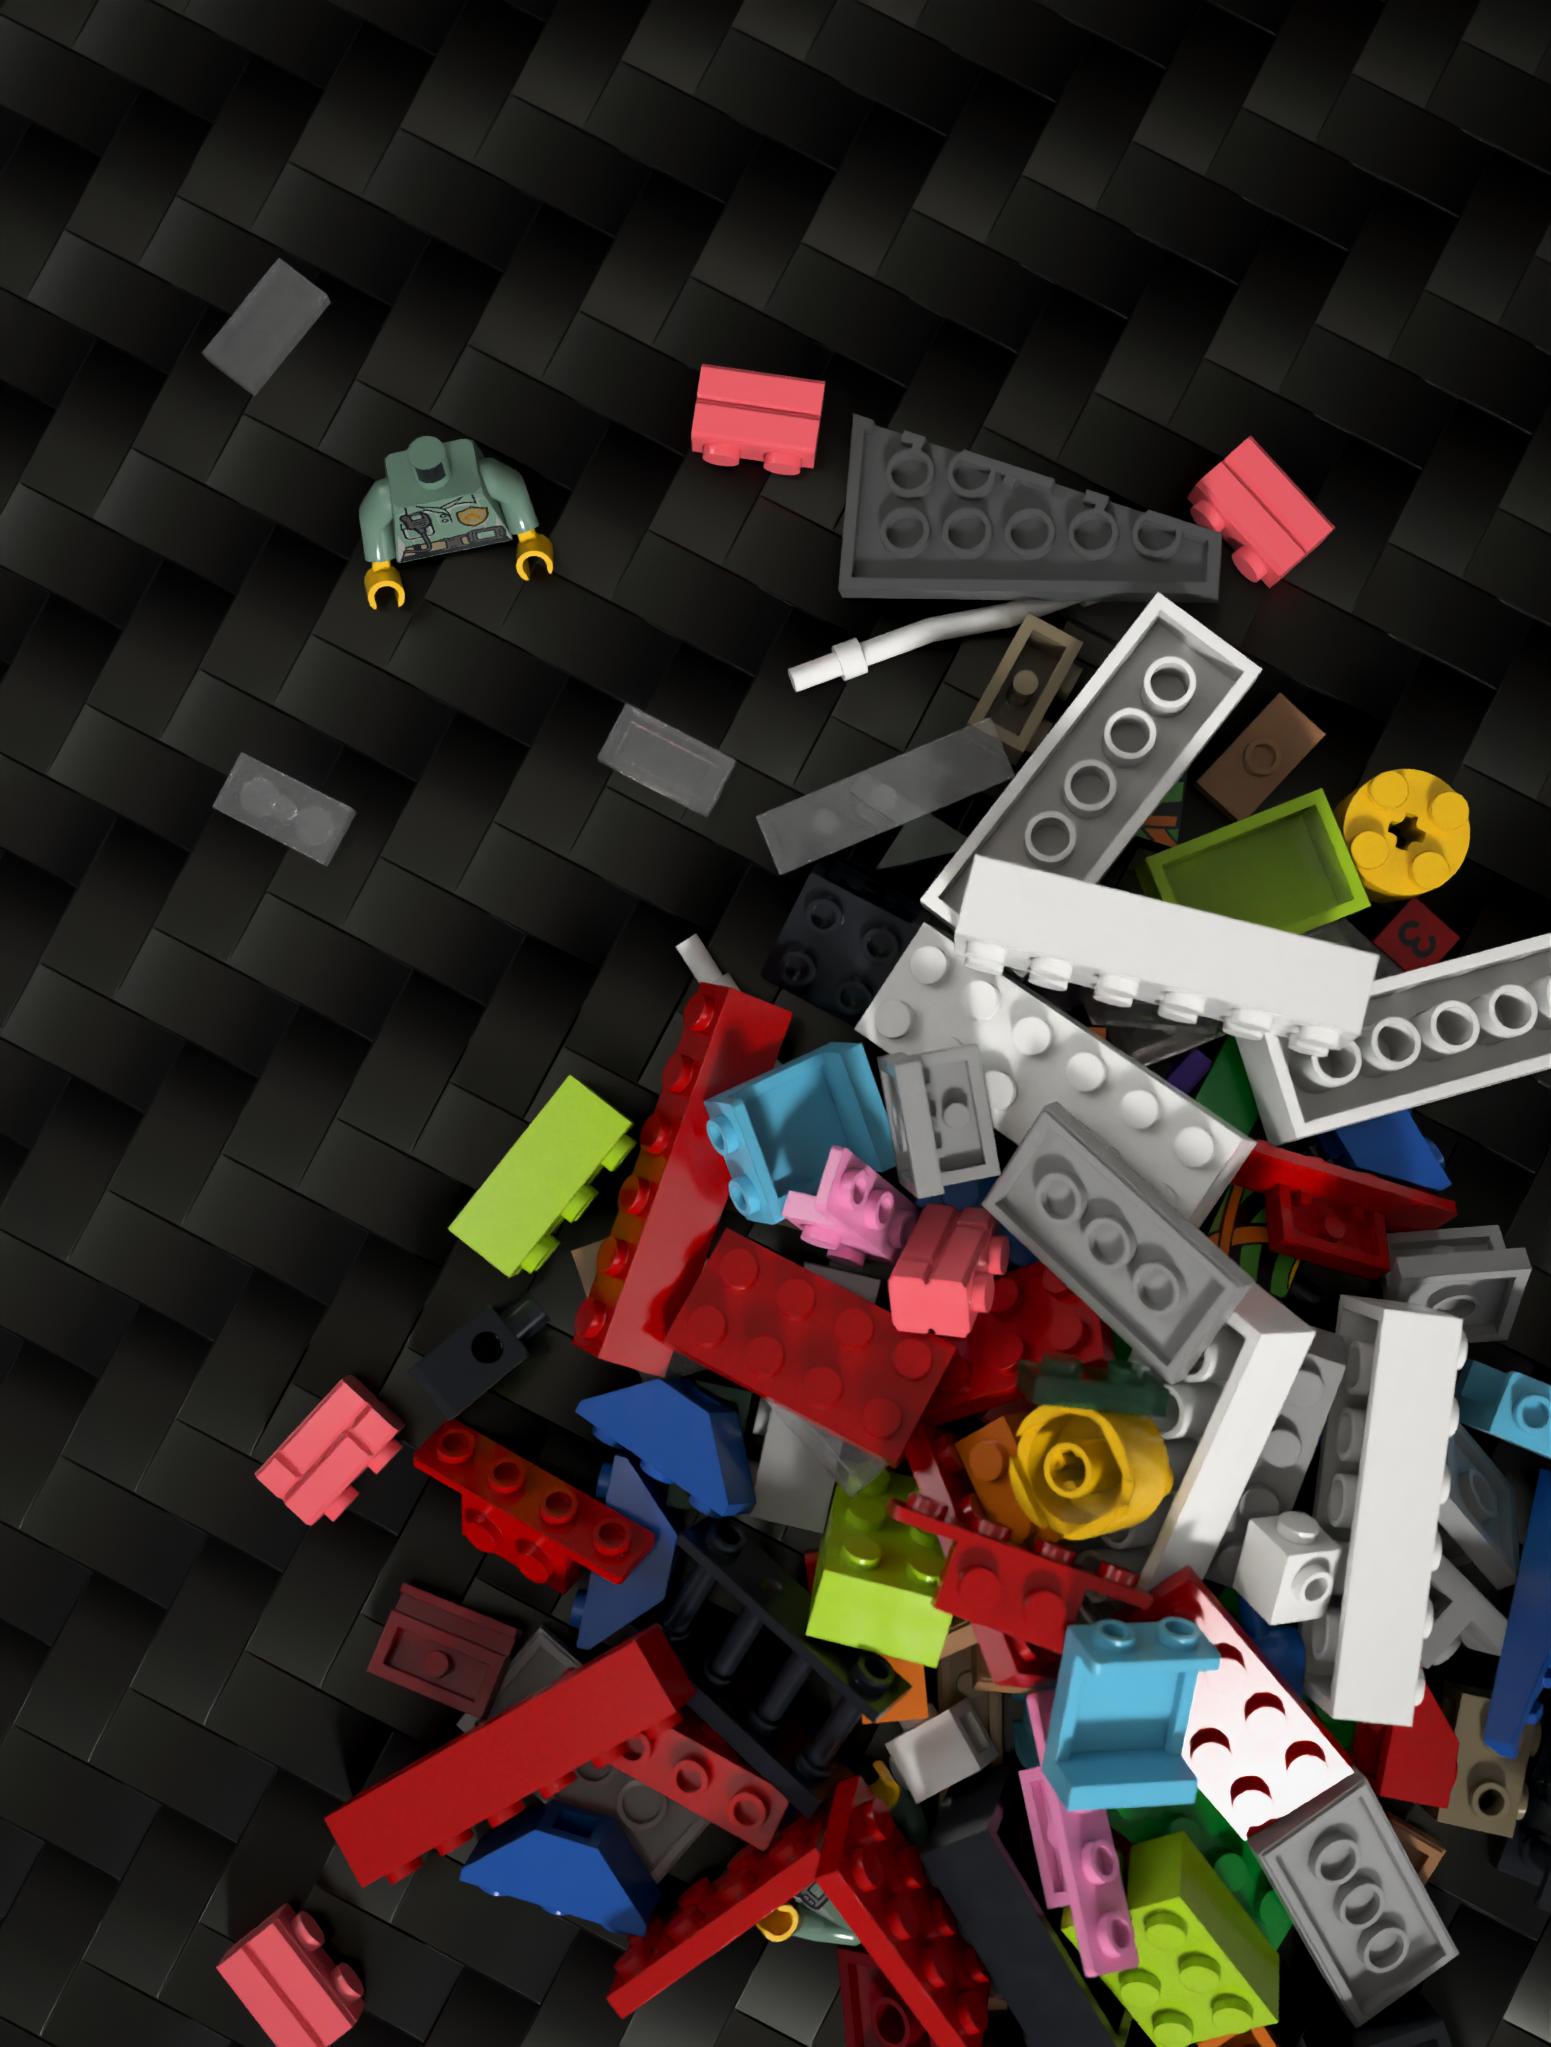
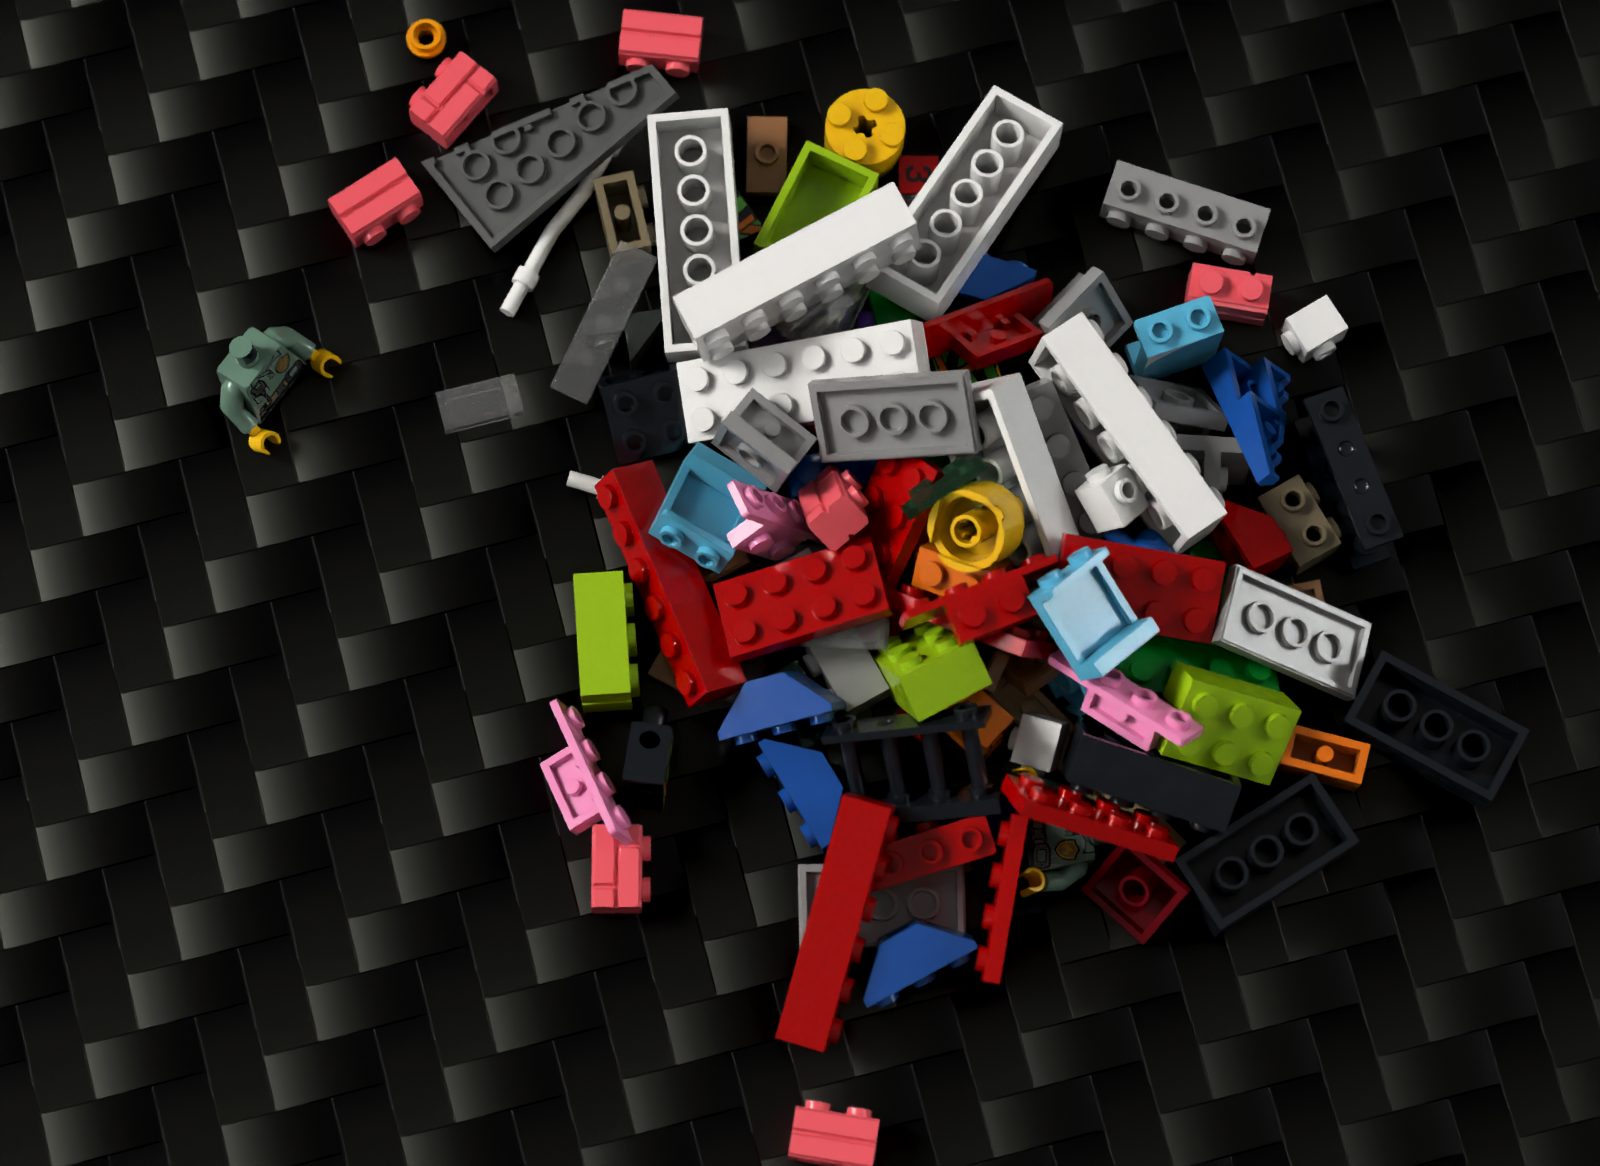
camera: 40 degrees left, 10 degrees down
(266, 327) = (89, 368): clear tile -> none
(284, 809) = (312, 588): clear plate -> none
(372, 1315) = (577, 782): none -> bright pink bracket
(444, 1651) = (760, 913): dark red plate -> none
(531, 1513) = (743, 809): red bracket -> none
(956, 369) = (452, 99): none -> coral brick
(997, 254) = (420, 29): none -> light orange plate

